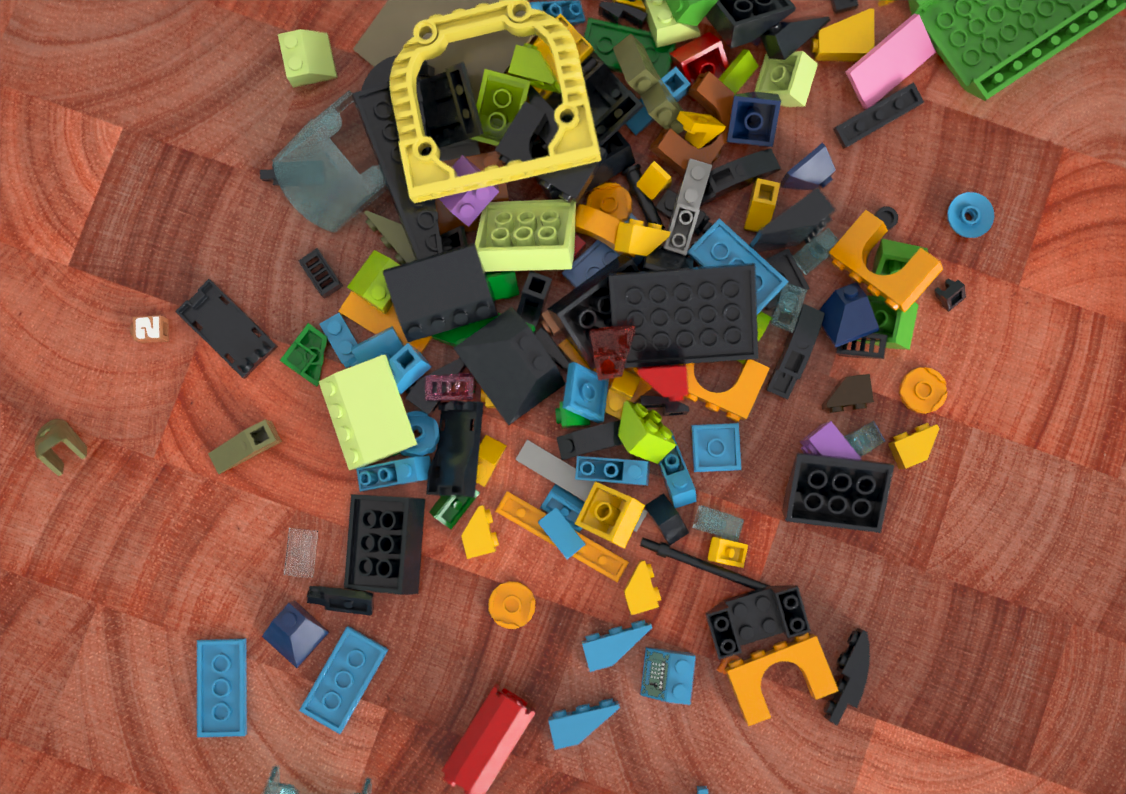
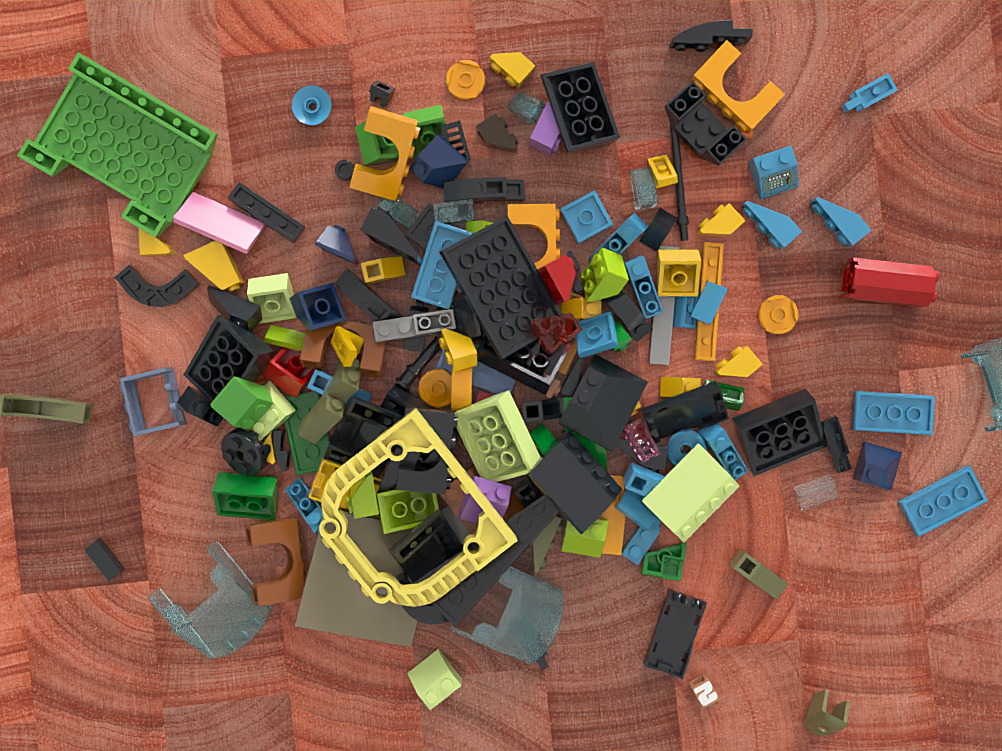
camera: 115 degrees left, 5 degrees up
(329, 288) = (607, 581): black slope -> none
(654, 181) = (405, 361): yellow slope -> none

